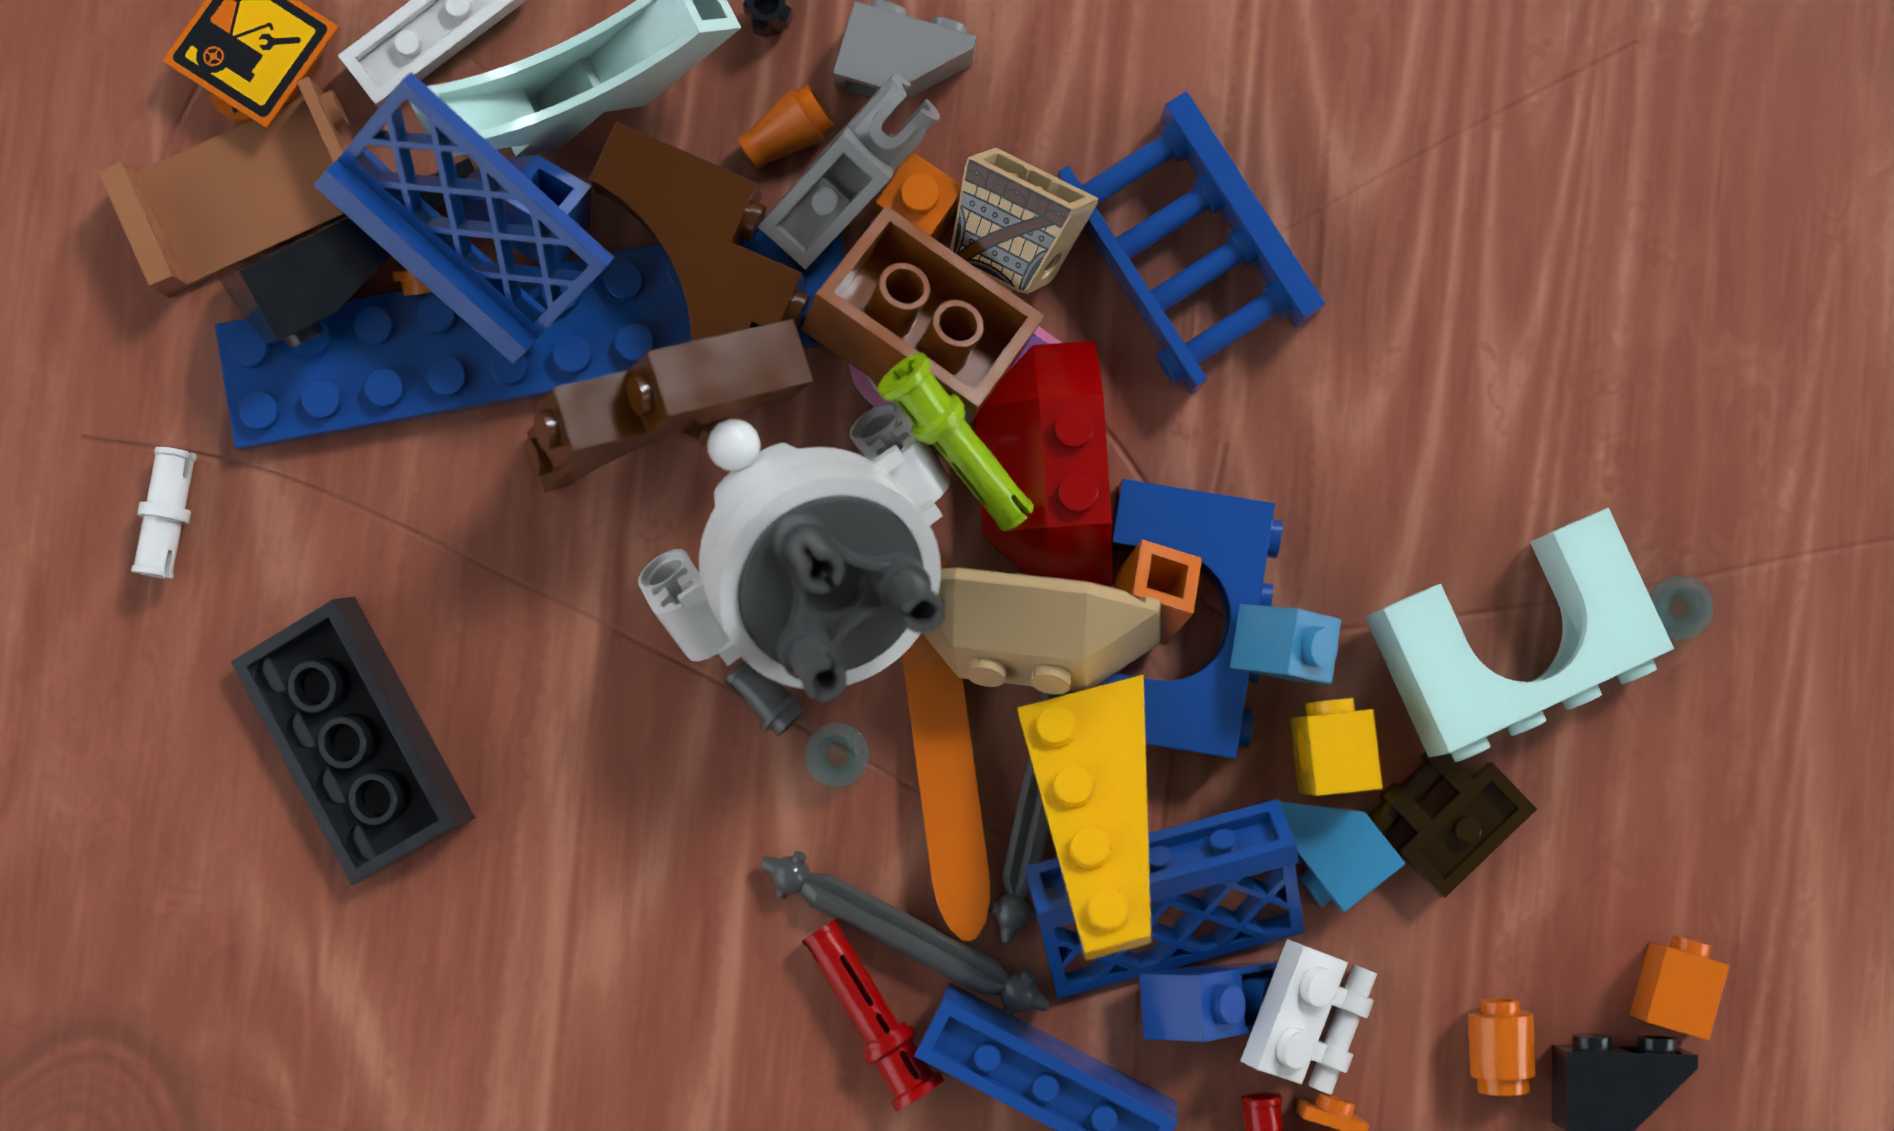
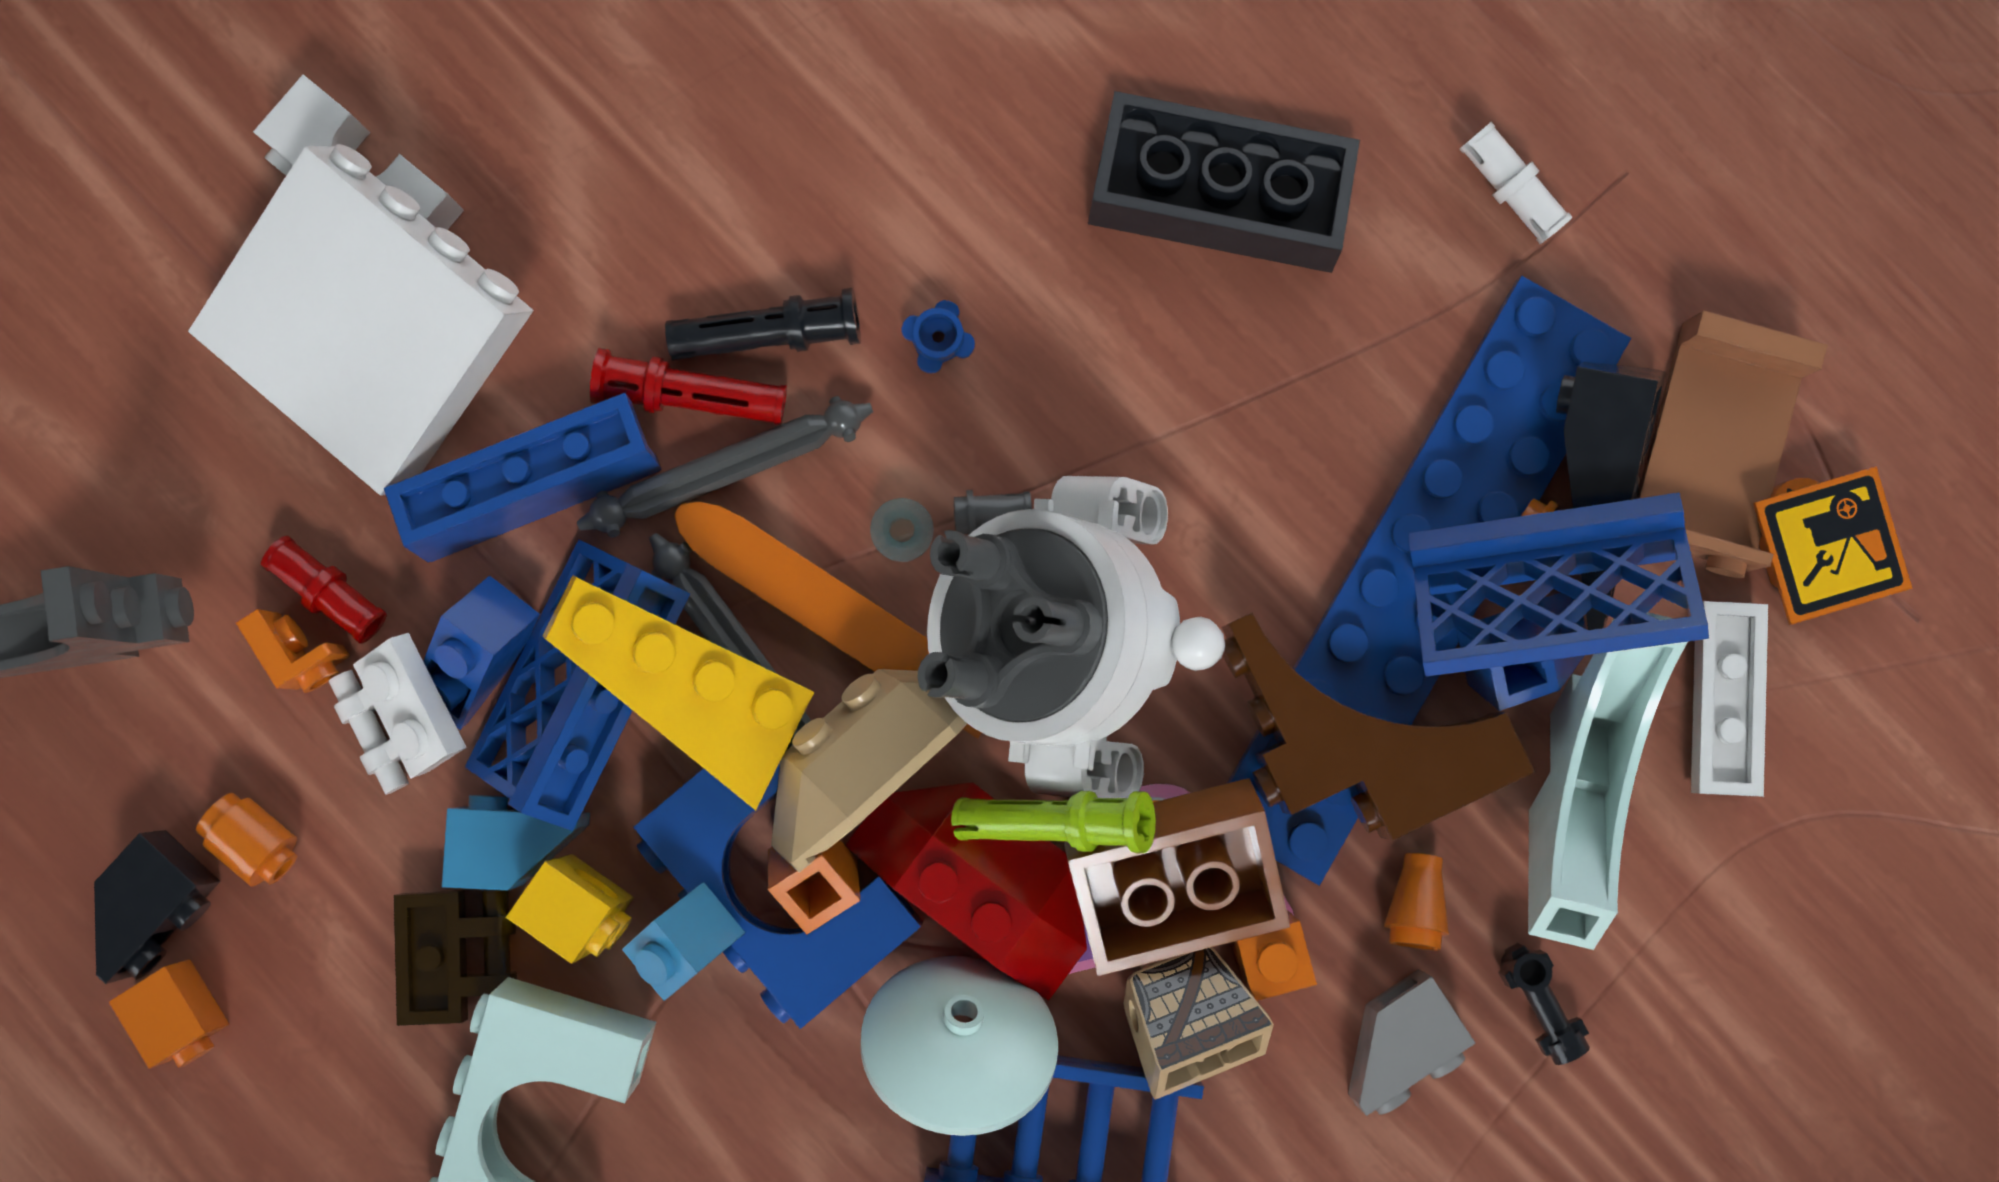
camera: 130 degrees right, 0 degrees up
(645, 861) = (943, 319): none -> blue plate
(662, 396) = (1281, 626): reddish brown arch -> none
(748, 976) = (793, 324): none -> black pin
(846, 174) = (1341, 918): light grey plate -> none
(1211, 372) = (955, 1072): none -> light aqua dish

